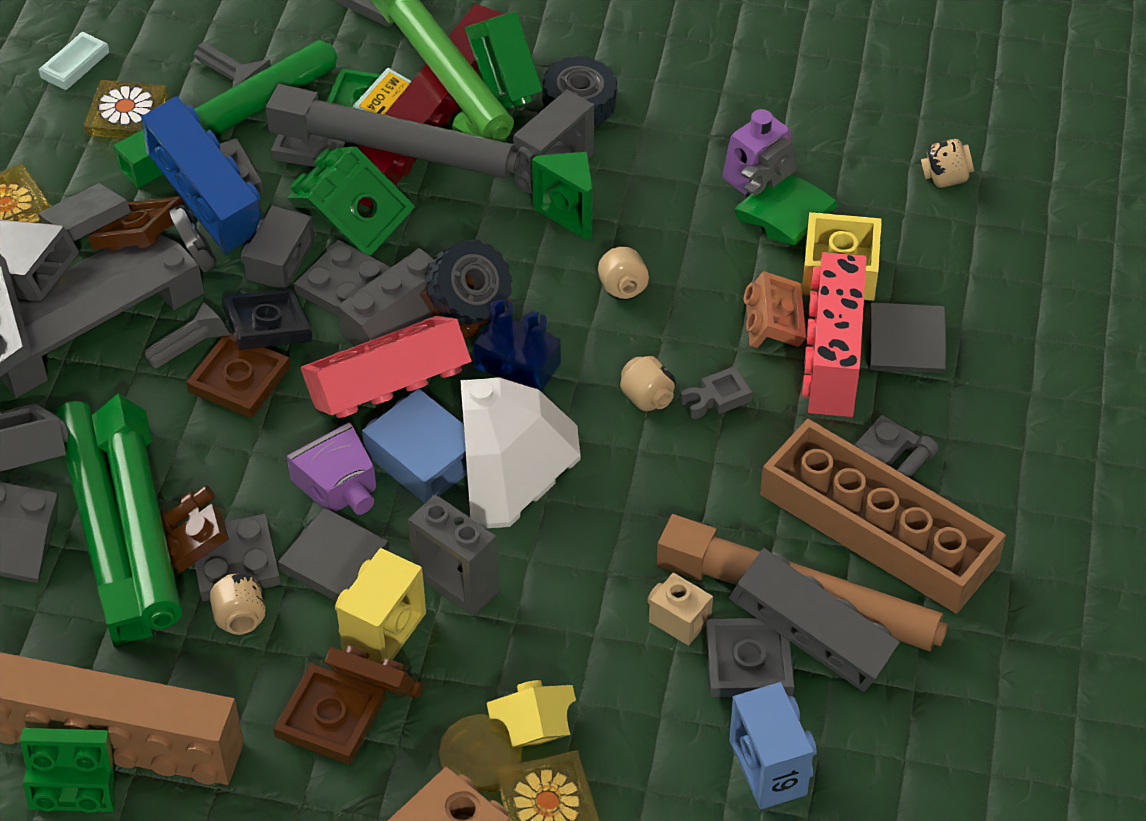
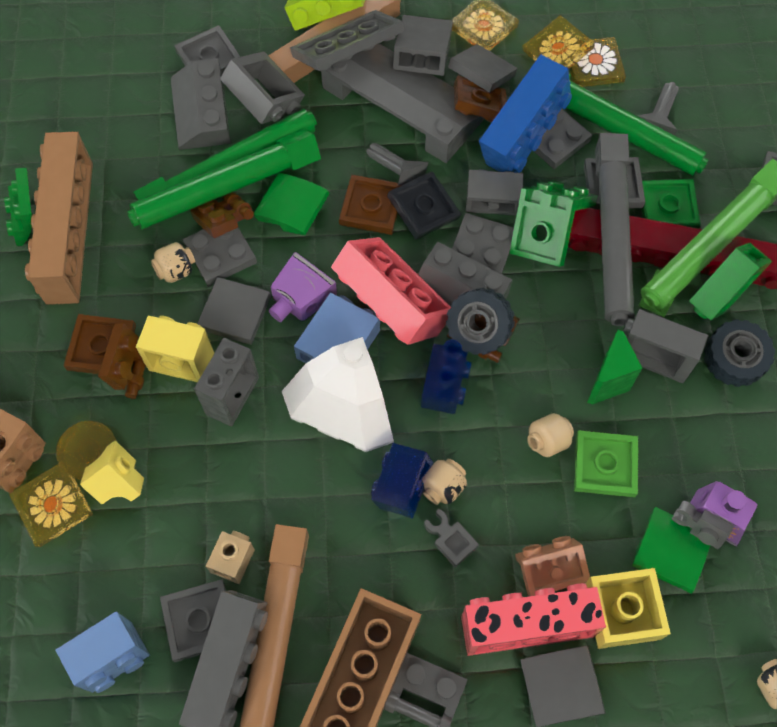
camera: 75 degrees right, 15 degrees up
(74, 60) = (630, 17): light aqua tile -> none
(86, 133) = (560, 43): none -> clear yellow tile
(193, 238) = (462, 138): dark grey tile -> none
(200, 455) = (291, 203): none -> green slope
(383, 92) = (667, 211): yellow tile -> none
(636, 416) = (401, 480): none -> clear blue brick
(672, 236) = (606, 464): none -> bright green plate

